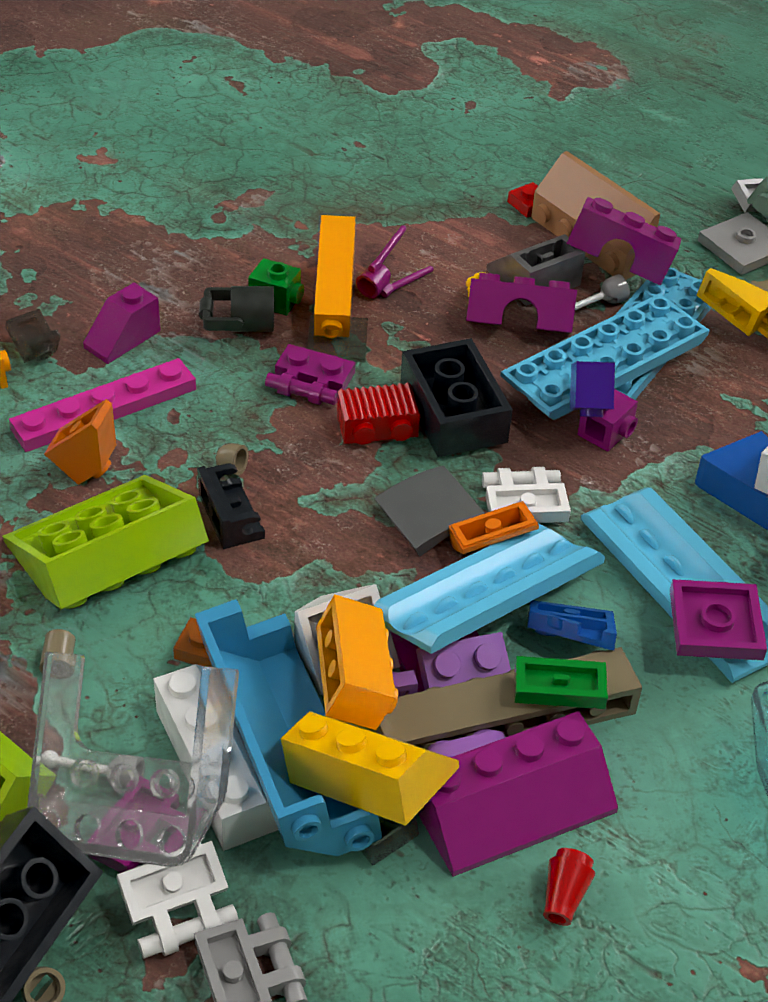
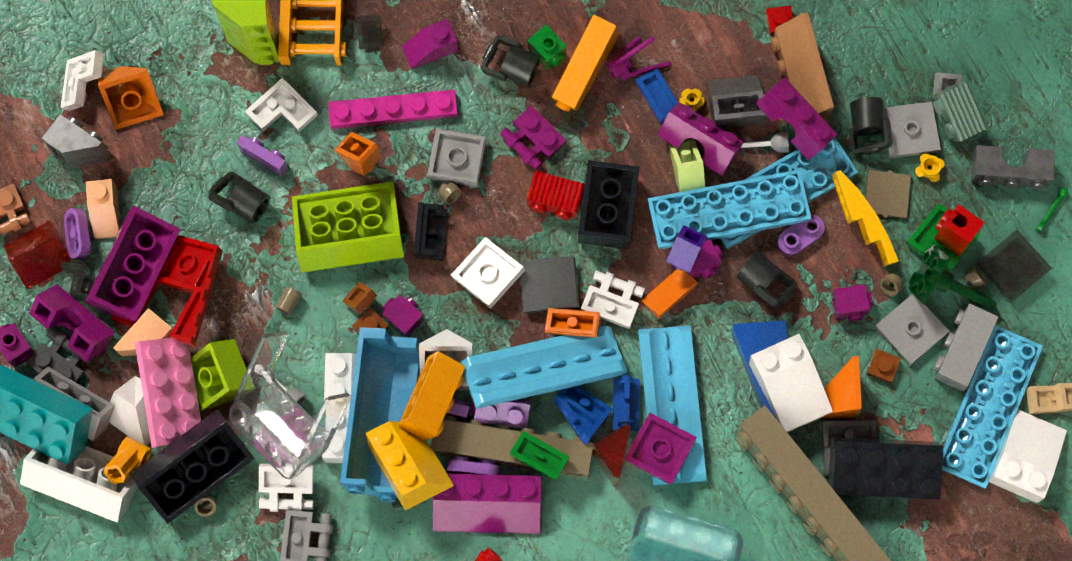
camera: 30 degrees right, 30 degrees up
(168, 610) = (359, 298): none -> dark orange plate
(221, 419) = (456, 157): none -> light grey plate
(255, 598) = (402, 315): none -> magenta brick
(339, 519) = (488, 272): none -> white plate
(437, 296) = (657, 94): none -> blue tile
(523, 336) = (687, 166): none -> yellowish green slope
(592, 467) = (669, 293): none -> orange slope
(622, 596) = (626, 402): none -> blue hinge
(662, 651) = (610, 453): none -> clear red slope
(694, 406) = (761, 274): none -> pearl dark grey piece
(702, 242) = (867, 121): none -> pearl dark grey piece
(703, 365) = (801, 235): none -> medium lavender plate

